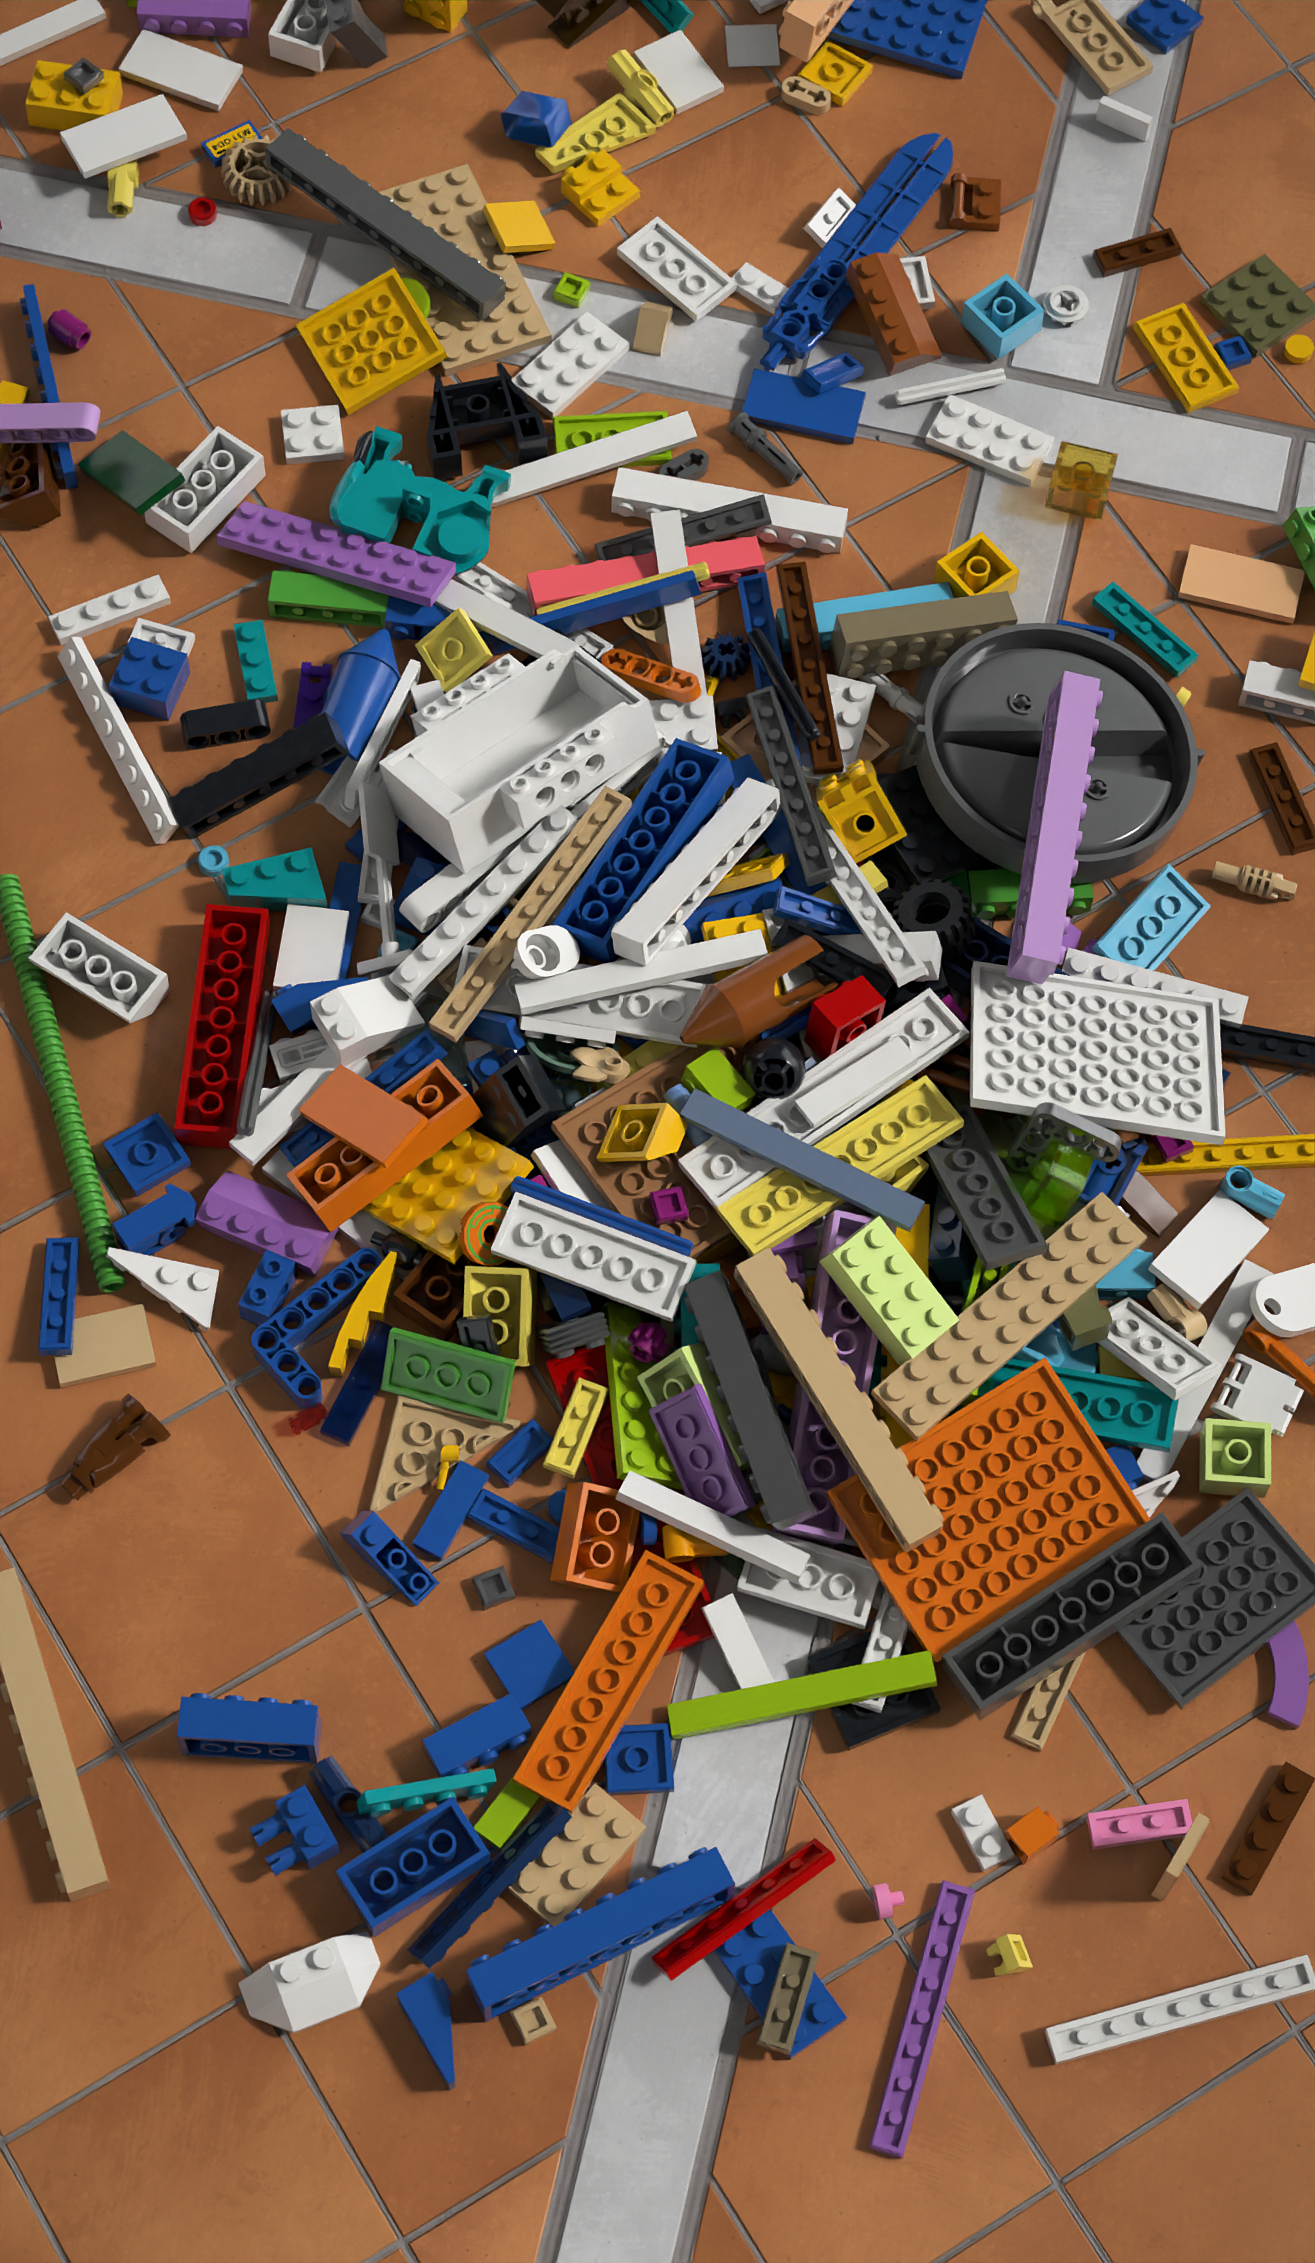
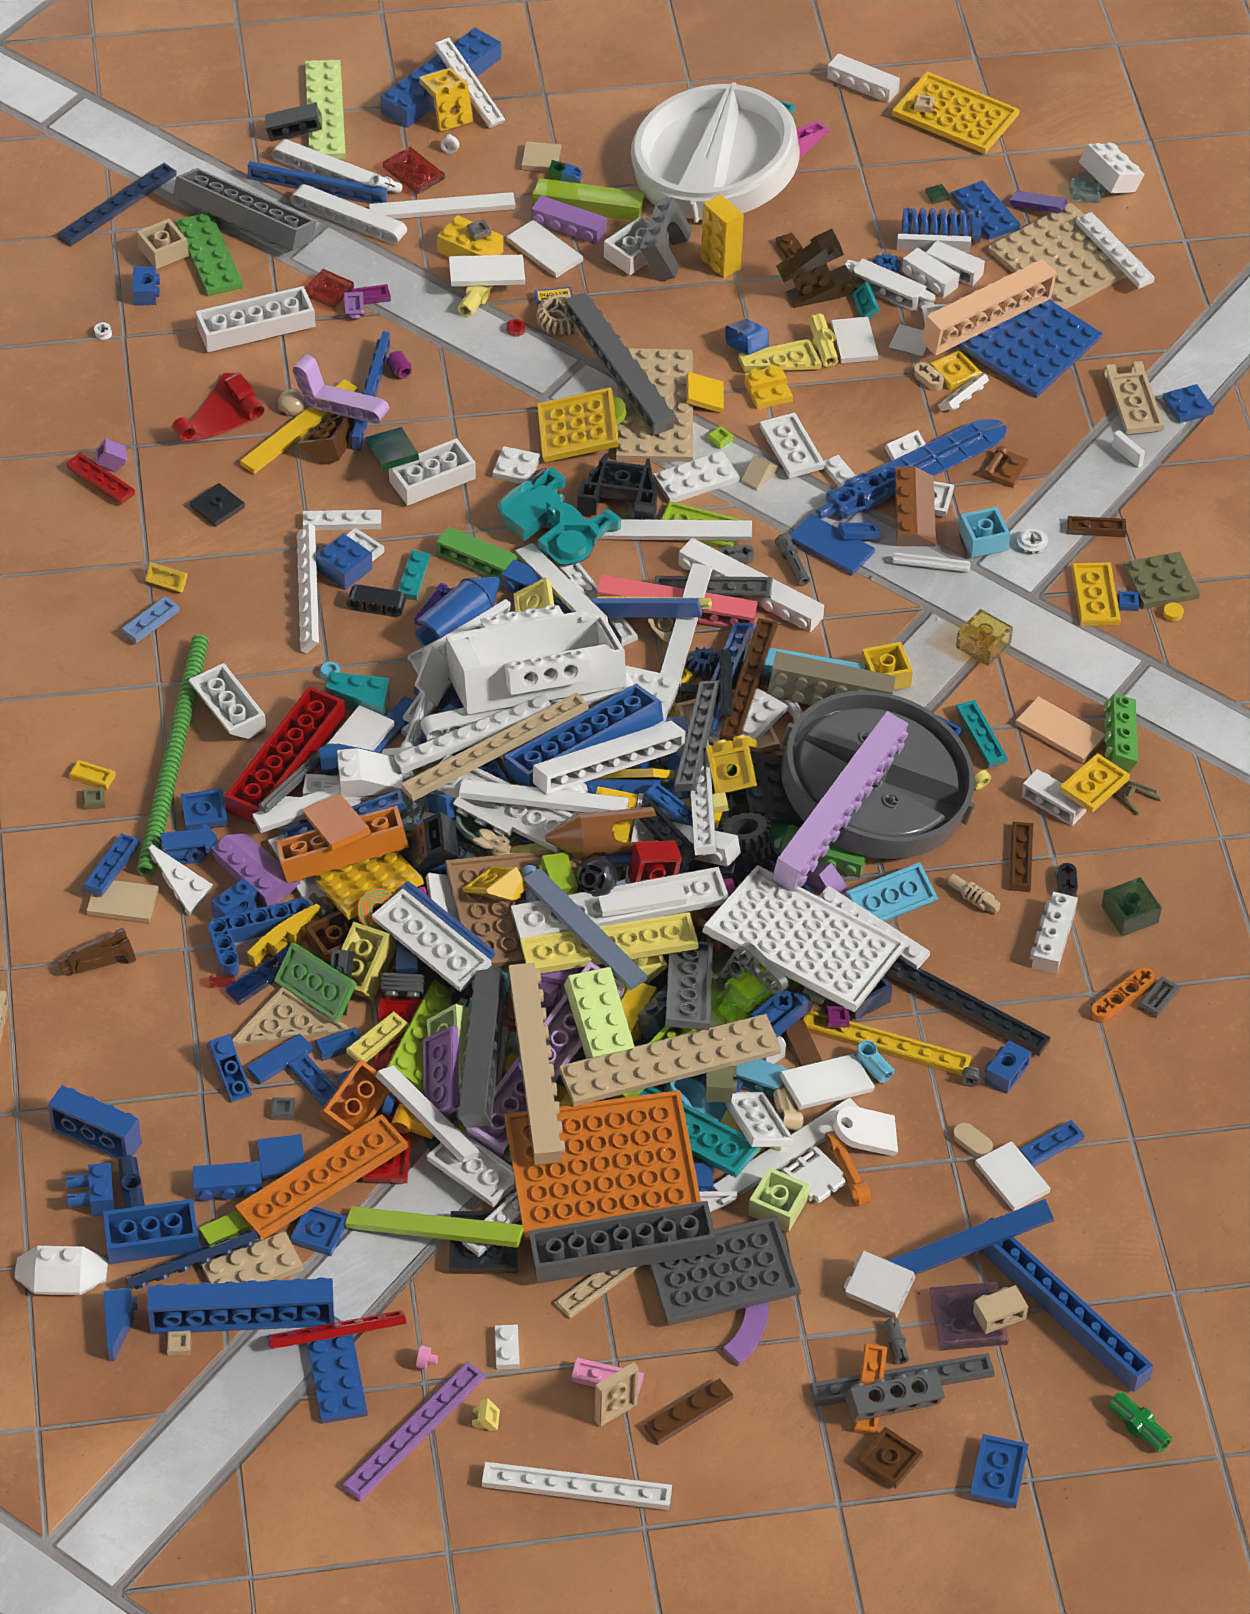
camera: 25 degrees right, 15 degrees down
(259, 775) = (377, 627): black brick -> none
(336, 554) = (492, 530): medium lavender plate -> none
(415, 1794) = (174, 1191): teal plate -> none
(449, 1453) = (292, 1025): yellow hand -> none
(545, 952) = (490, 766): white piece -> none
(648, 1342) = (442, 1001): magenta gear -> none
(654, 671) = (649, 655): orange beam -> none
(668, 1206) = (492, 930): magenta tile -> none
(737, 1642) = (411, 1184): white tile -> none
(787, 1998) = (335, 1384): dark tan tile -> none
(866, 106) = (963, 393): none -> white plate
(989, 440) = (939, 599): white plate -> none
(1032, 1834) = (536, 1356): orange brick -> none

